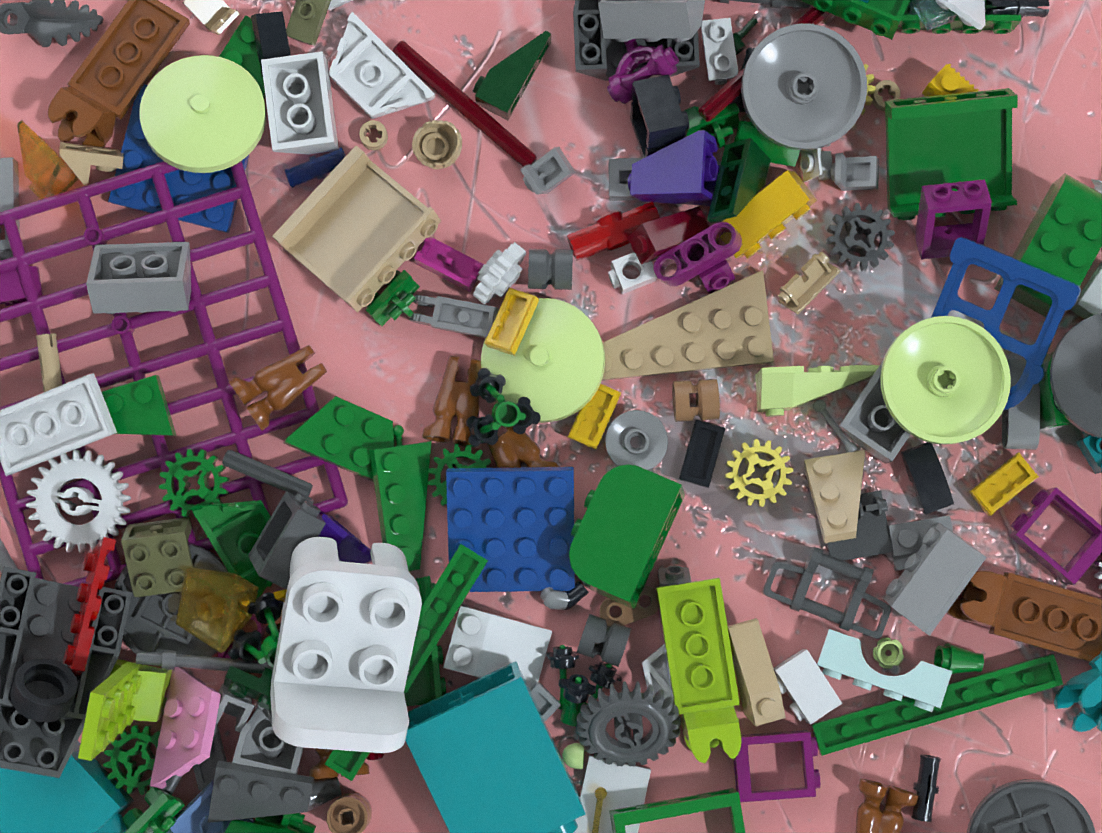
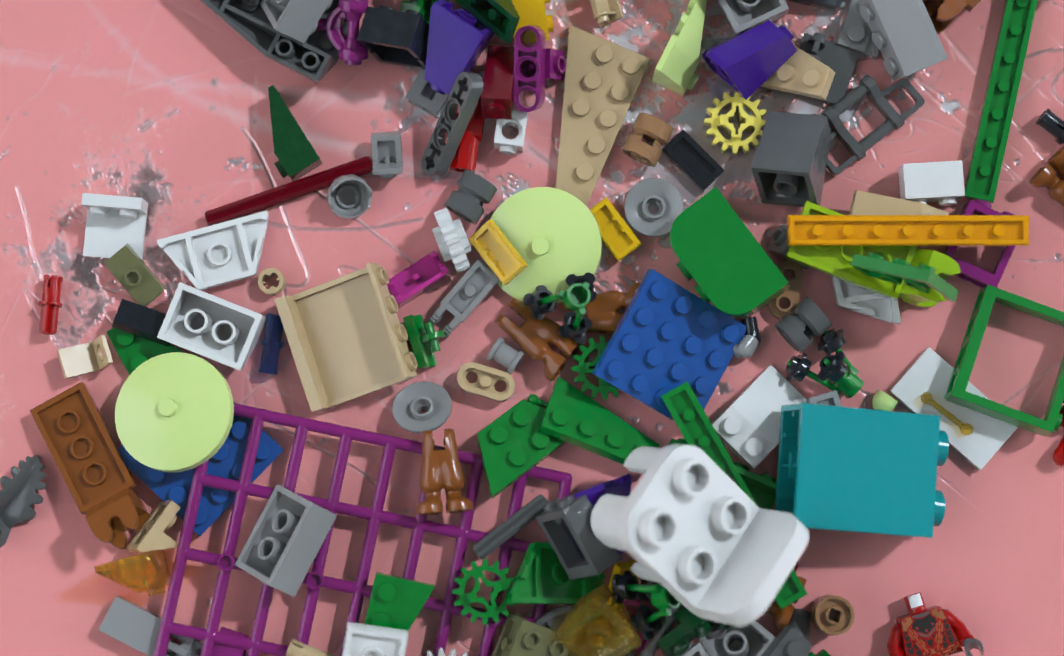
camera: 60 degrees left, 0 degrees up
(338, 324) = (419, 398): none -> light grey dish
(389, 379) = (486, 381): none -> tan plate
(423, 382) = (505, 355): none -> light grey bush
(437, 144) = (311, 231): tan hair -> none
(489, 160) = (349, 196): none -> light grey hair
(603, 212) = (466, 94): none -> dark grey beam
(627, 712) = (864, 365): dark grey gear -> none
(697, 700) = (920, 277): none -> green wing
(745, 688) = (908, 230): none -> light orange tile
(753, 543) = (792, 158): none -> dark grey slope
(827, 452) = (750, 56): none -> dark purple slope
(844, 656) = (981, 85): light aqua arch -> none
(896, 653) = (943, 95): yellowish green plate -> none
(958, 659) = (974, 52): green cone -> none

